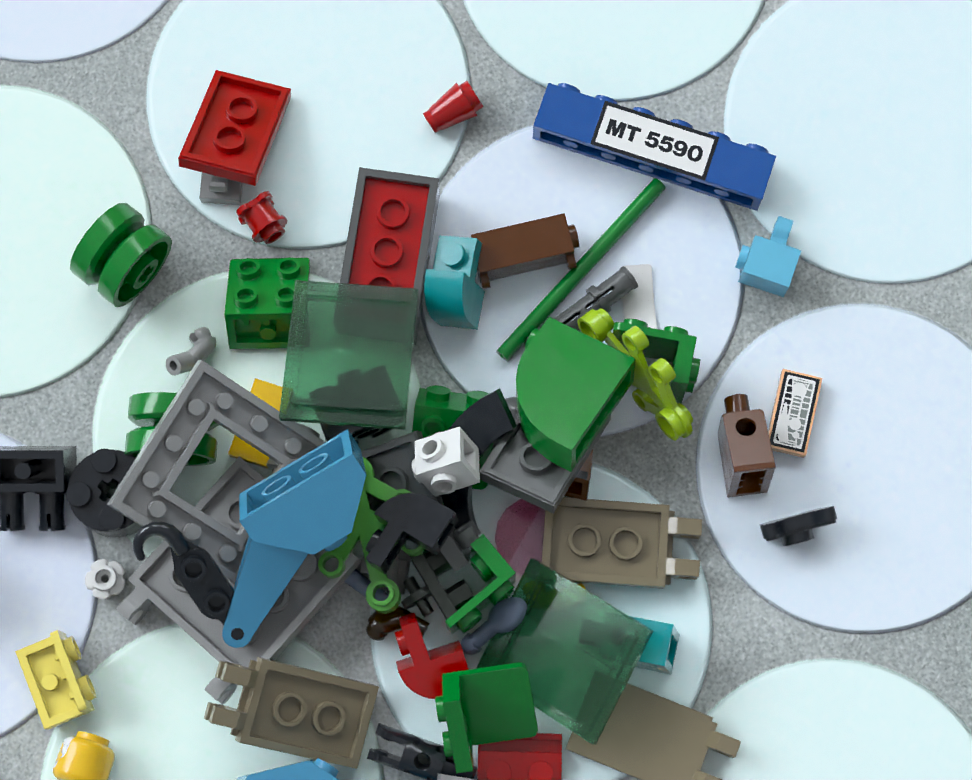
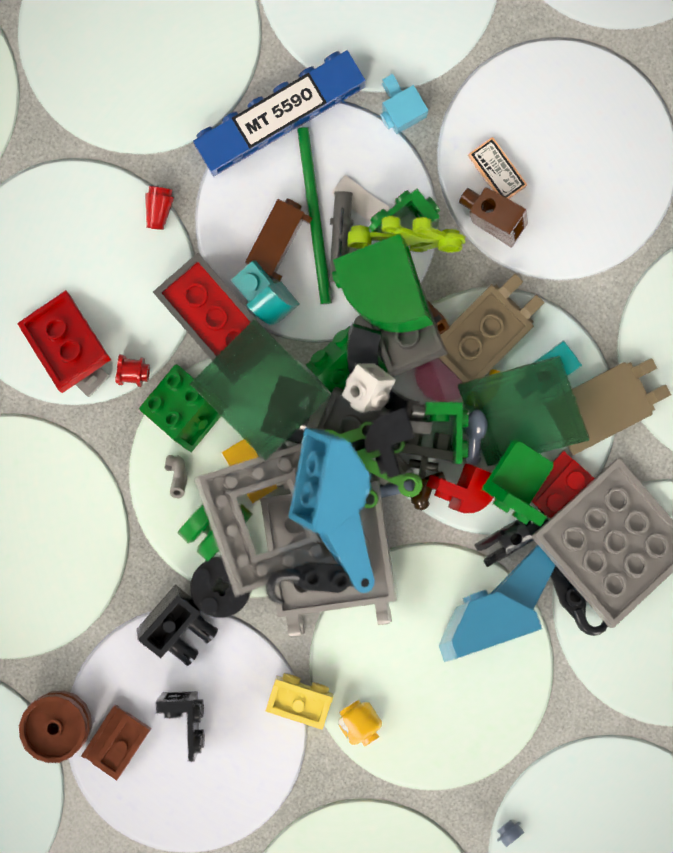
camera: 45 degrees left, 10 degrees up
(116, 580) = (273, 627): white plate -> none
(120, 254) = (86, 469): green wheel -> none
(296, 710) = (431, 584): dark tan tile -> none
(798, 527) = (562, 224): black piece -> none

